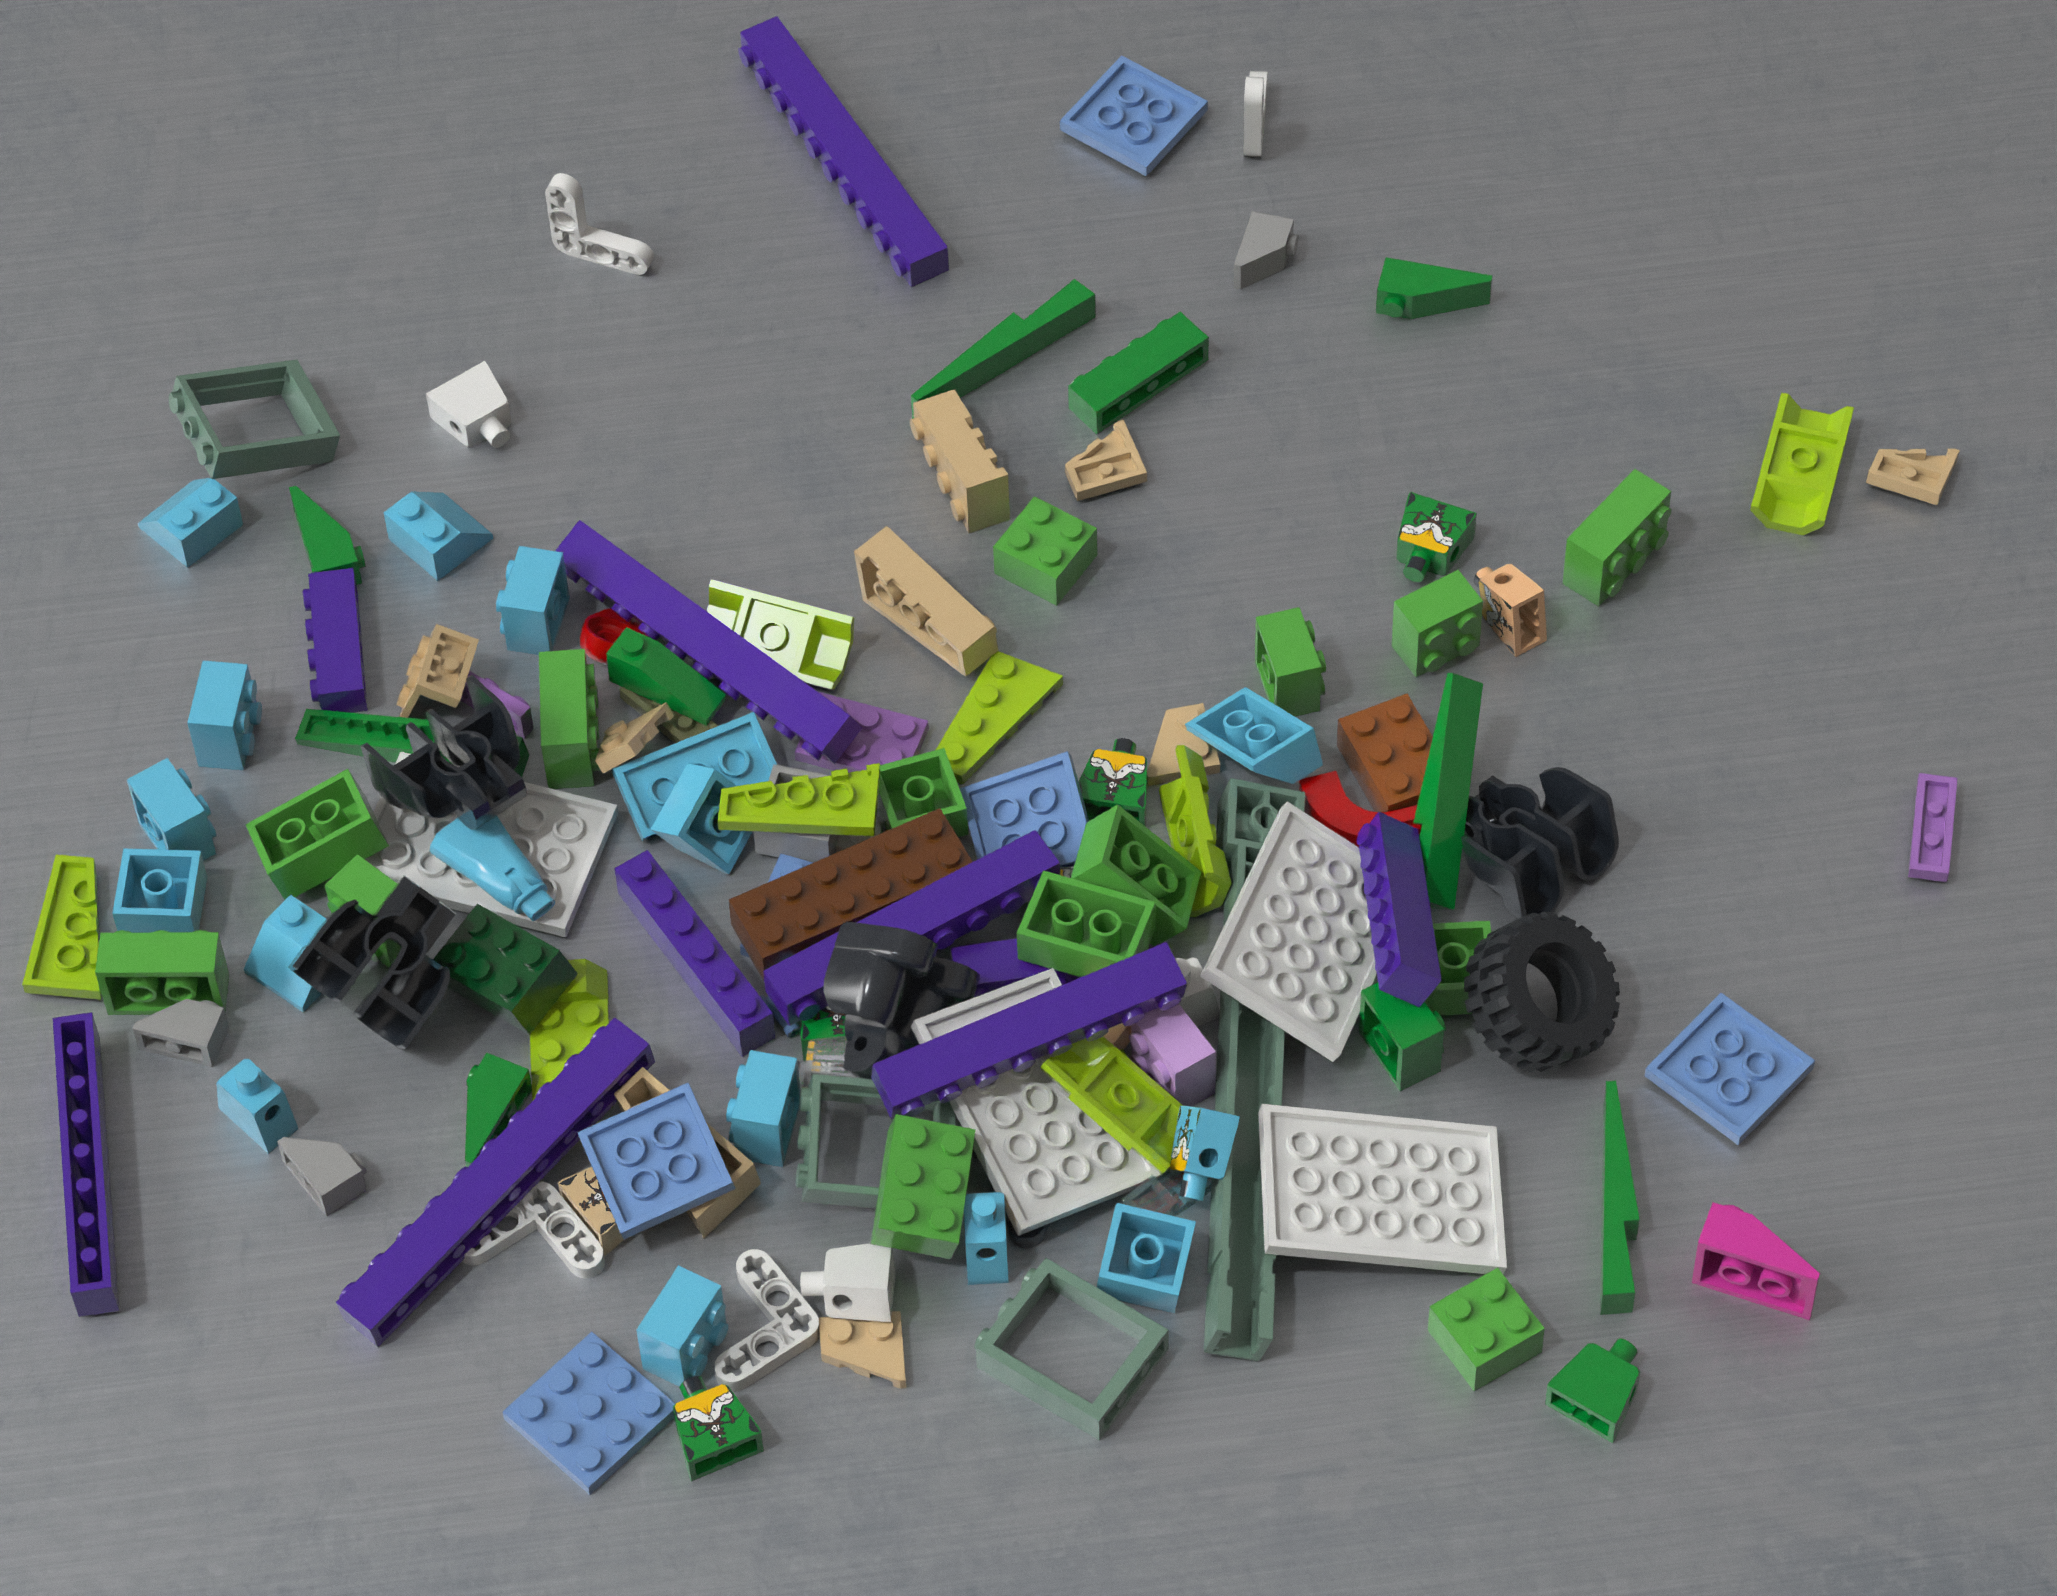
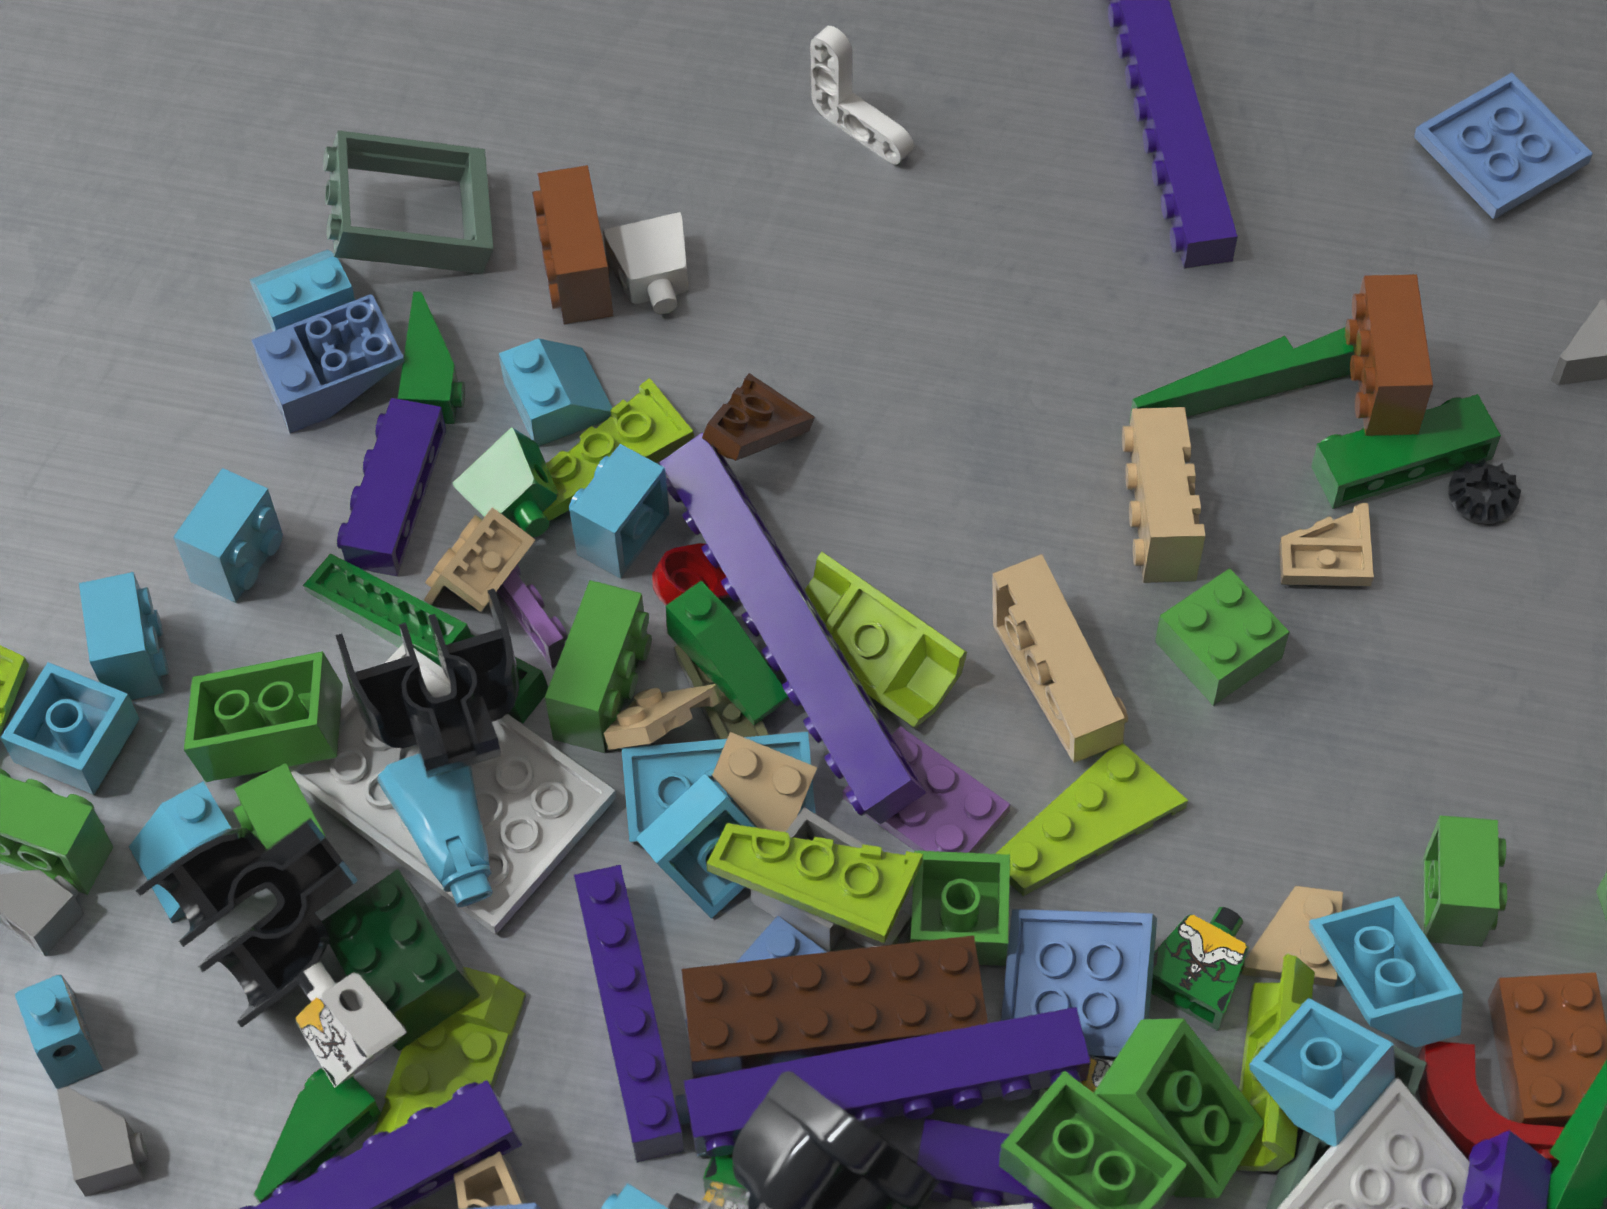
camera: 20 degrees right, 5 degrees up
(238, 564) = (326, 361): none -> medium blue slope
(407, 412) = (572, 245): none -> dark orange brick
(435, 600) = (512, 481): none -> torso
(478, 590) = (642, 424): none -> lime wing
(489, 1014) = (344, 1023): none -> white torso
(615, 502) = (755, 420): none -> reddish brown wing
(734, 754) = (763, 782): none -> tan wing
(1101, 299) = (1389, 355): none -> dark orange brick
(1201, 395) = (1469, 499): none -> black gear
(1232, 810) = (1324, 1070): none -> medium azure slope

